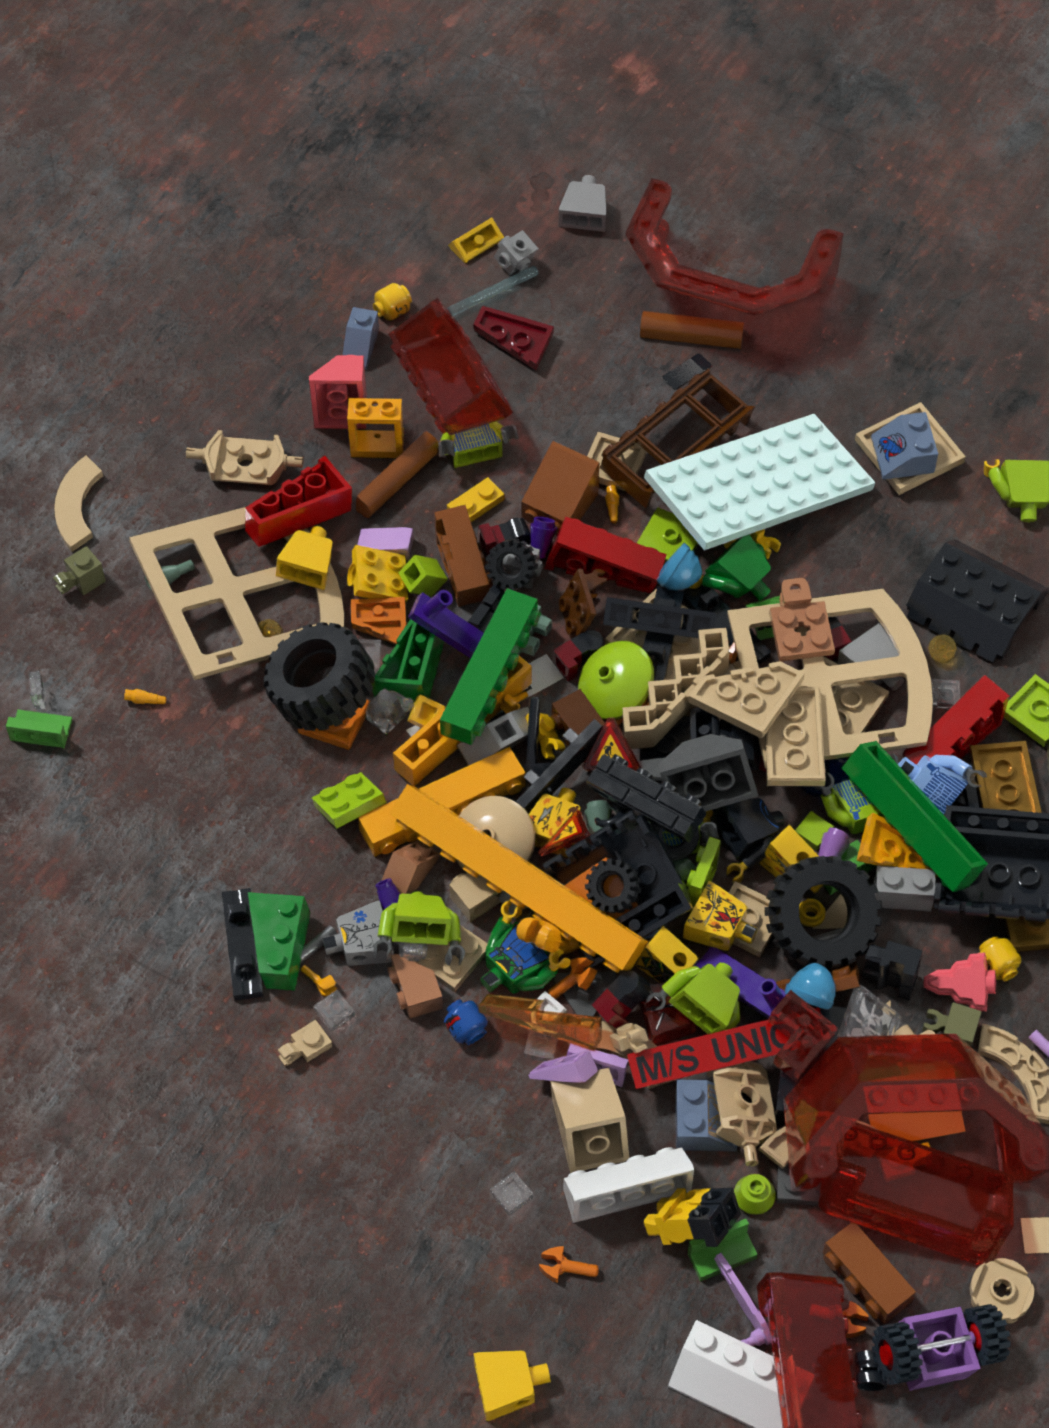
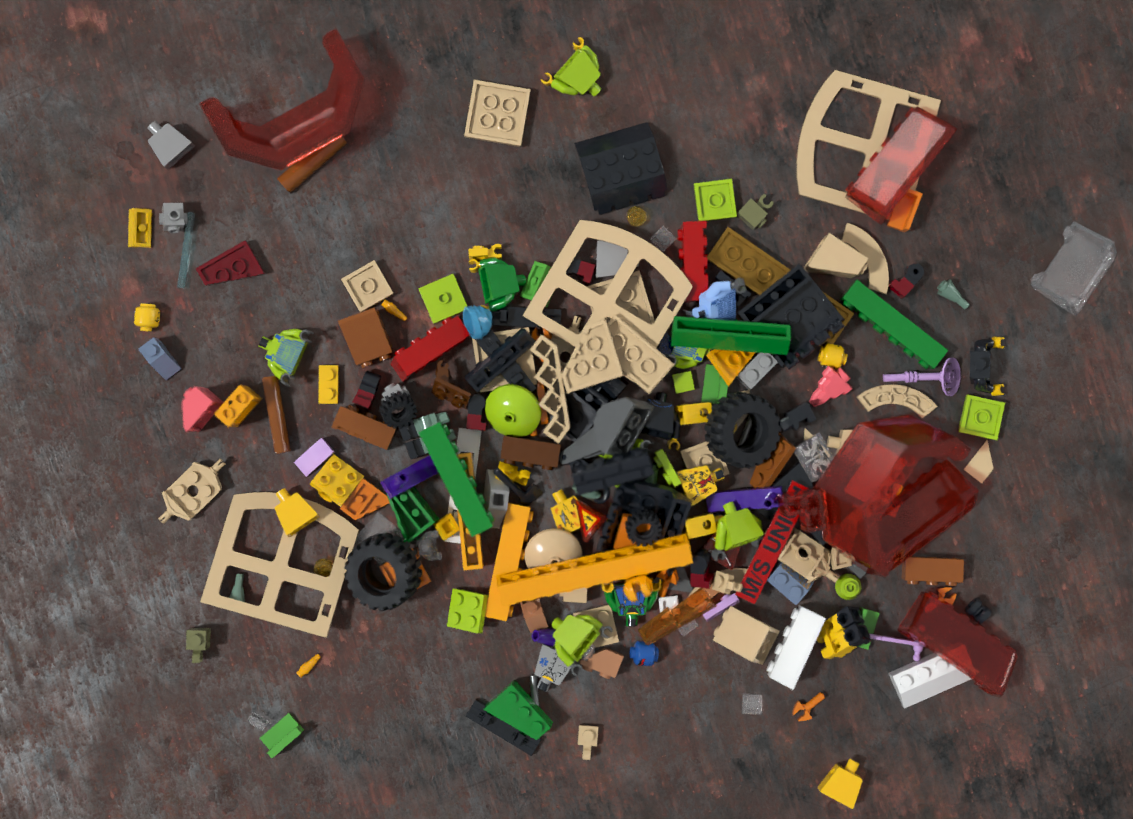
camera: 55 degrees left, 30 degrees up
(70, 499) = (139, 610): tan tile -> none
(299, 504) = (254, 488): red wedge -> none
(325, 986) = (562, 705): light orange hand -> none
(334, 1010) = (580, 711): clear tile -> none
(423, 575) = (358, 458): lime brick -> none
(448, 371) = (233, 331): clear red windscreen -> none
(512, 703) = (480, 479): light orange hand -> none
(542, 534) = (386, 371): dark purple cone -> none
(562, 767) = (544, 503): black hinge -> none
(570, 1068) = (713, 628): lavender slope -> none
(611, 742) = (562, 457): piece -> none
(628, 478) = (364, 251): reddish brown window -> none
(686, 371) = (336, 187): black sticker -> none
(758, 481) = (454, 223): light aqua plate -> none
(798, 611) = (561, 282): nougat plate -> none
(814, 986) = (782, 478): dark azure hat -> none
(834, 843) = (704, 385): medium lavender cone -> none
(905, 447) = (499, 121): sand blue slope -> none
(940, 1346) = (998, 573): brick -> none
(961, 1021) = (850, 412): olive brick -> none
(1007, 1273) = (1001, 519): tan plate -> none

